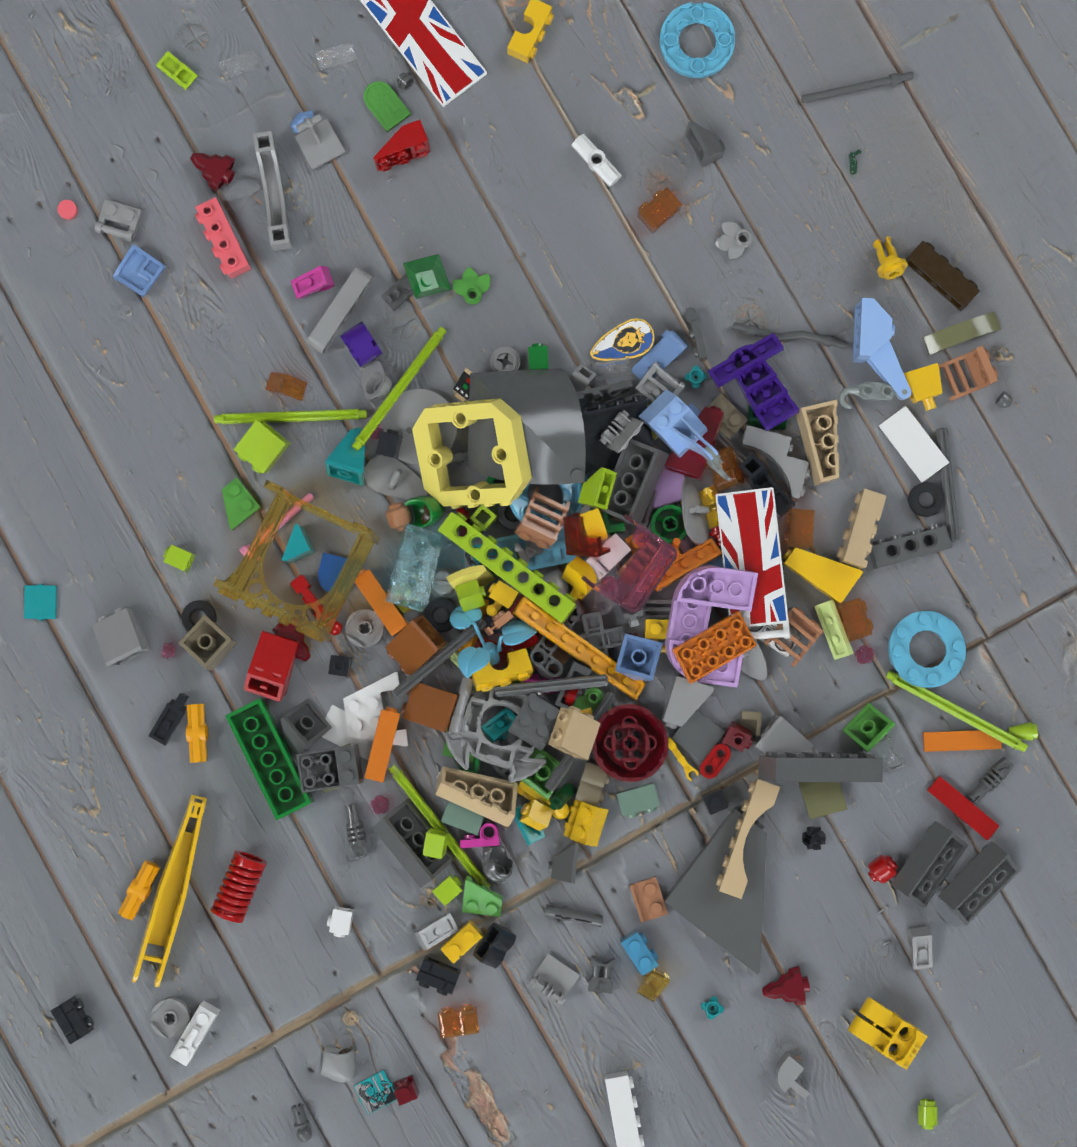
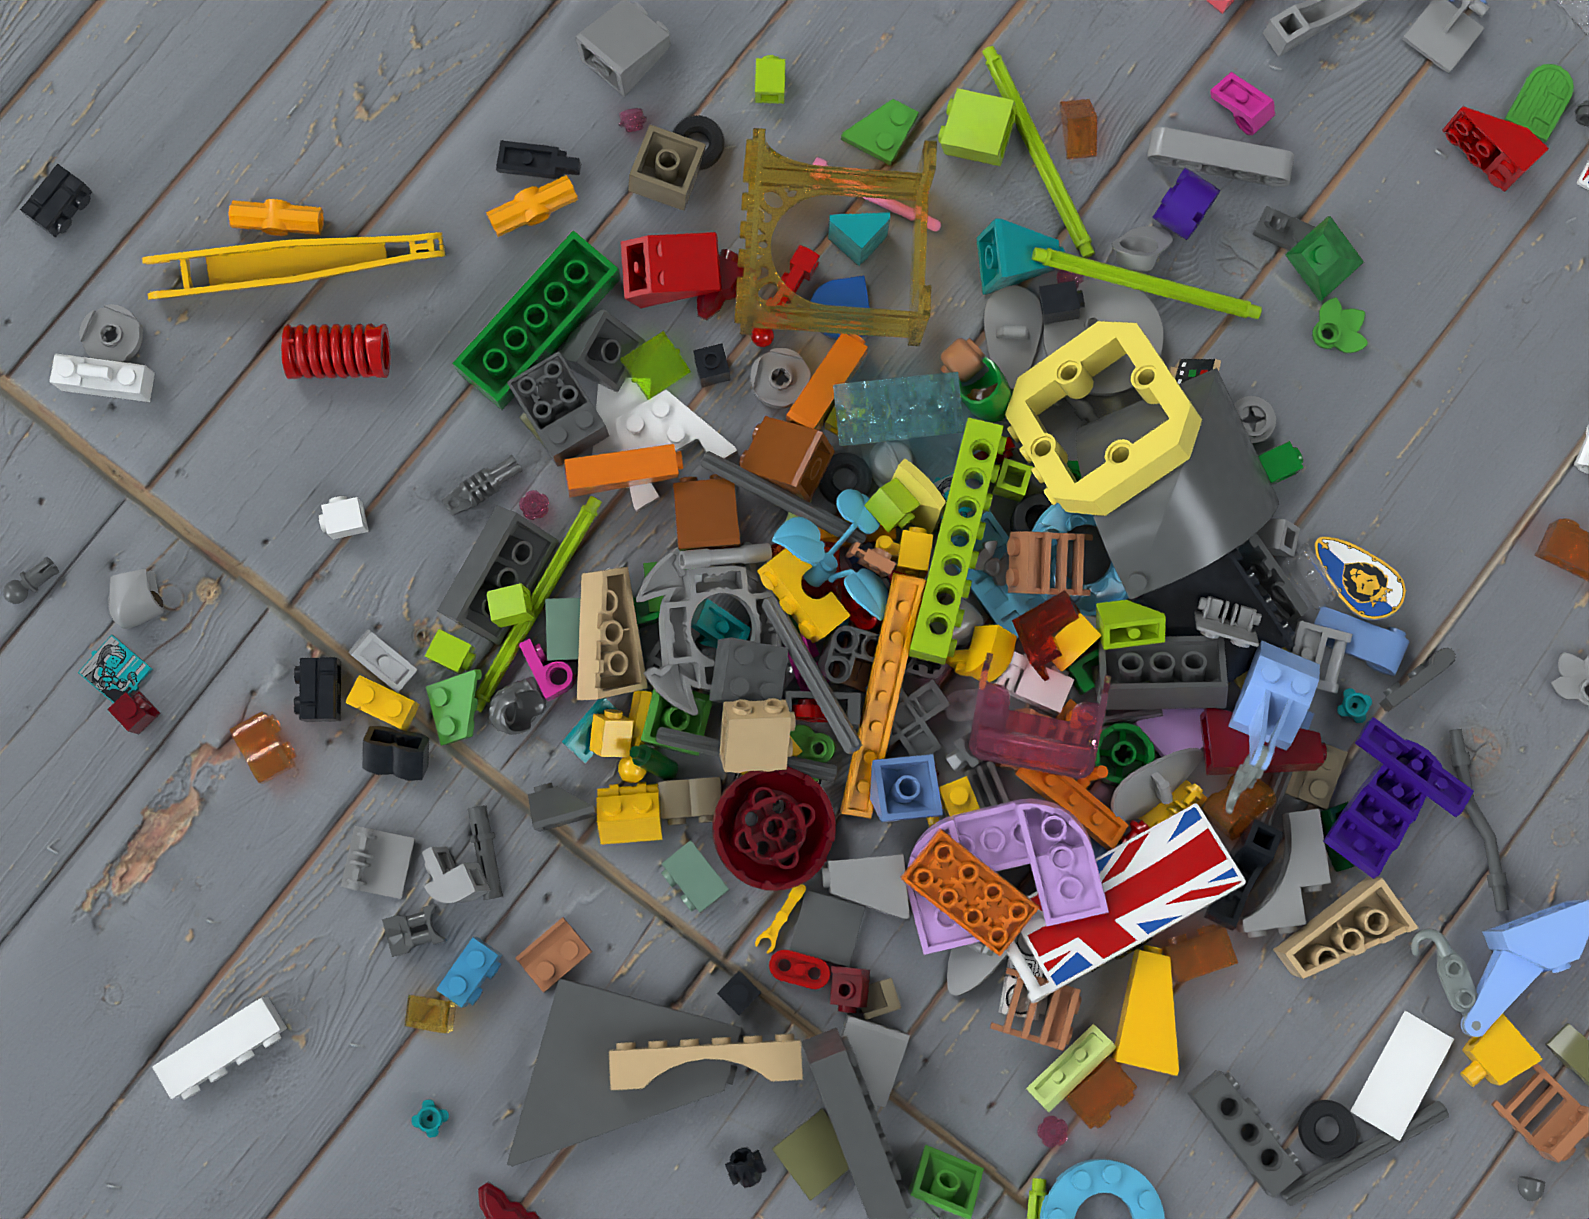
camera: 60 degrees right, 5 degrees down
(325, 698) = (655, 365): none -> clear neon green piece
(584, 943) = (450, 882): none -> light grey brick
(861, 529) = (1240, 1047): tan wedge -> none

